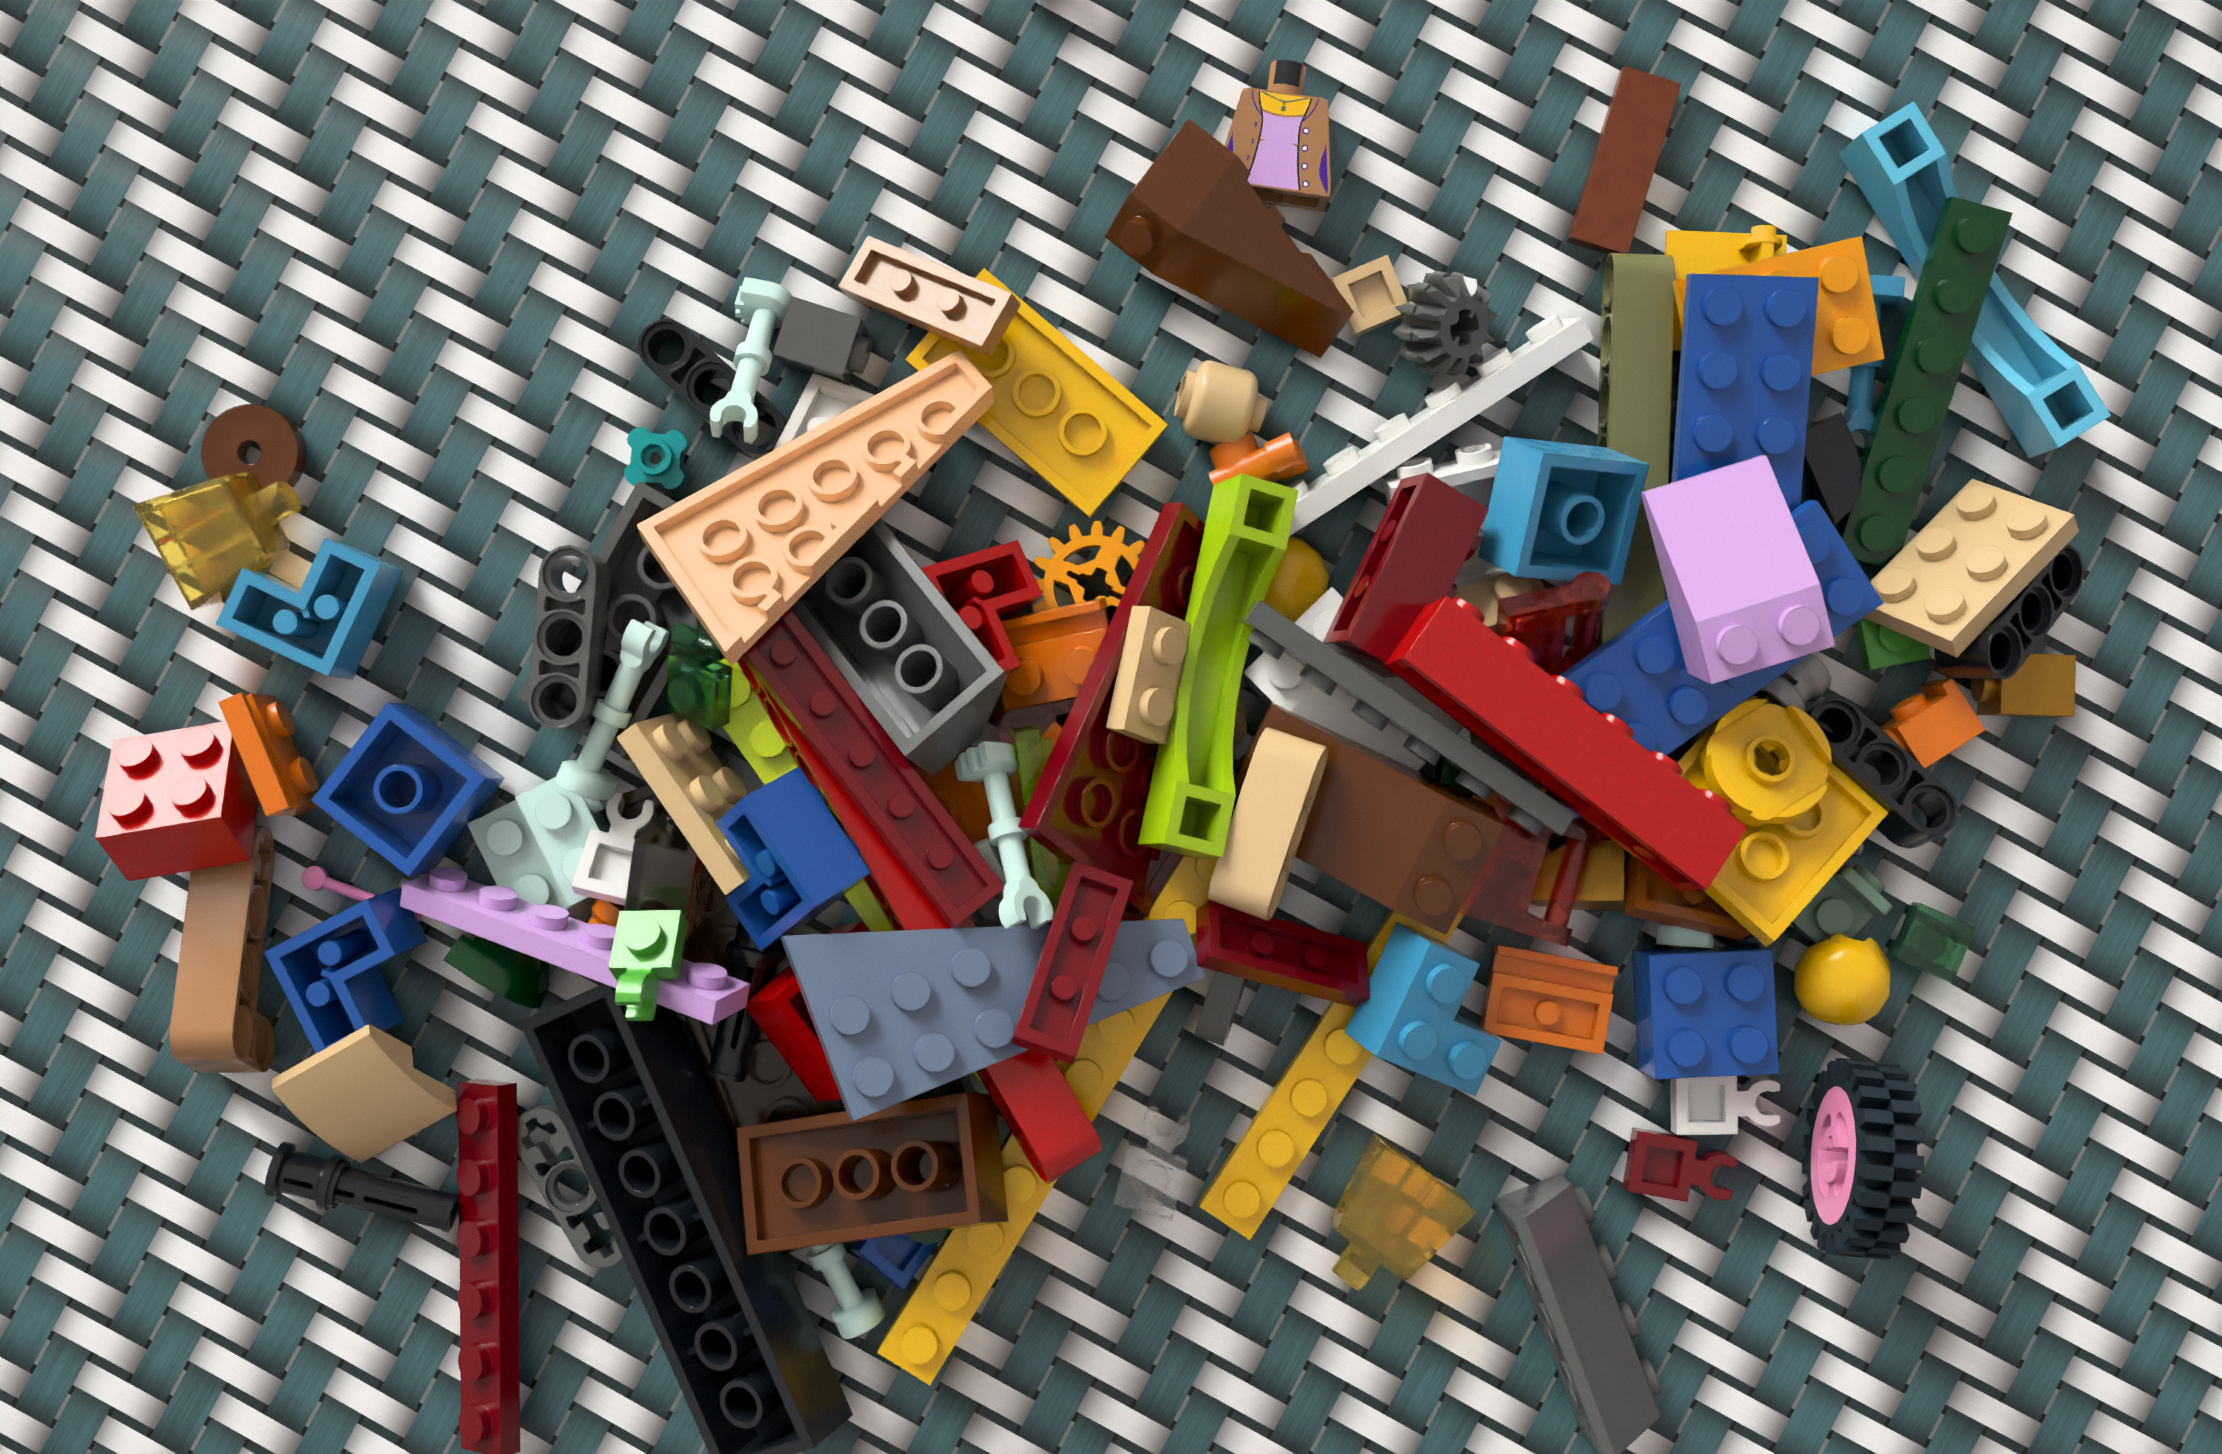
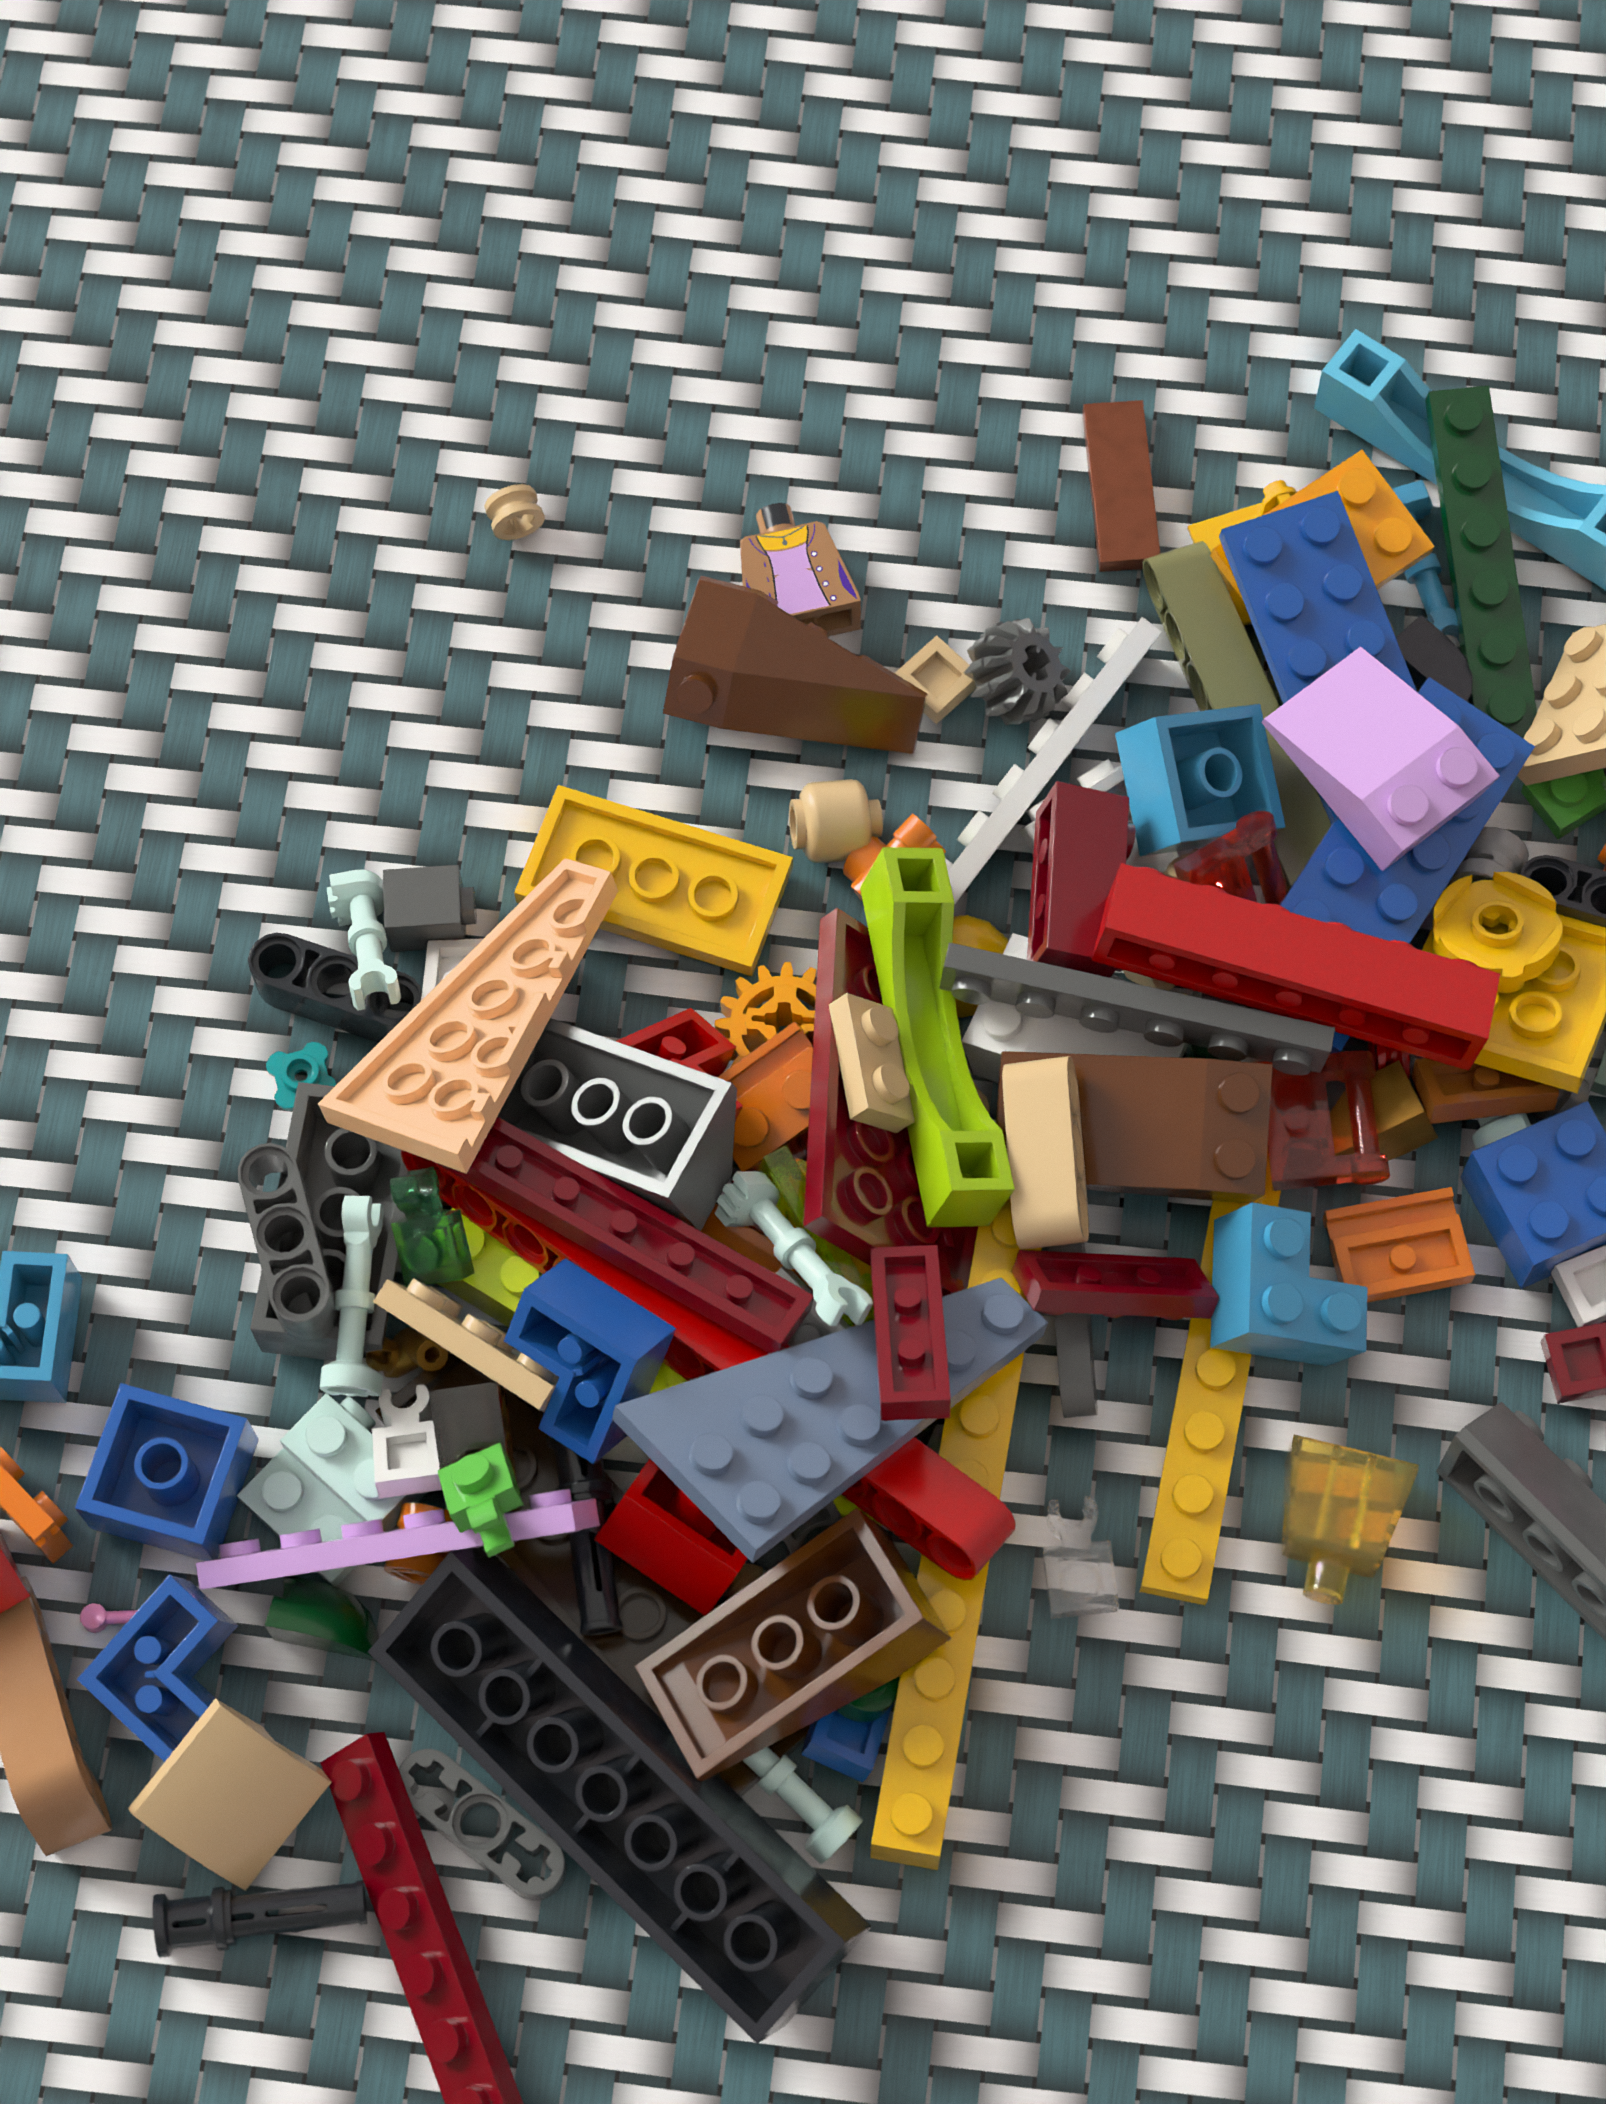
camera: 20 degrees left, 20 degrees down
(929, 295) = (516, 823): plate -> none

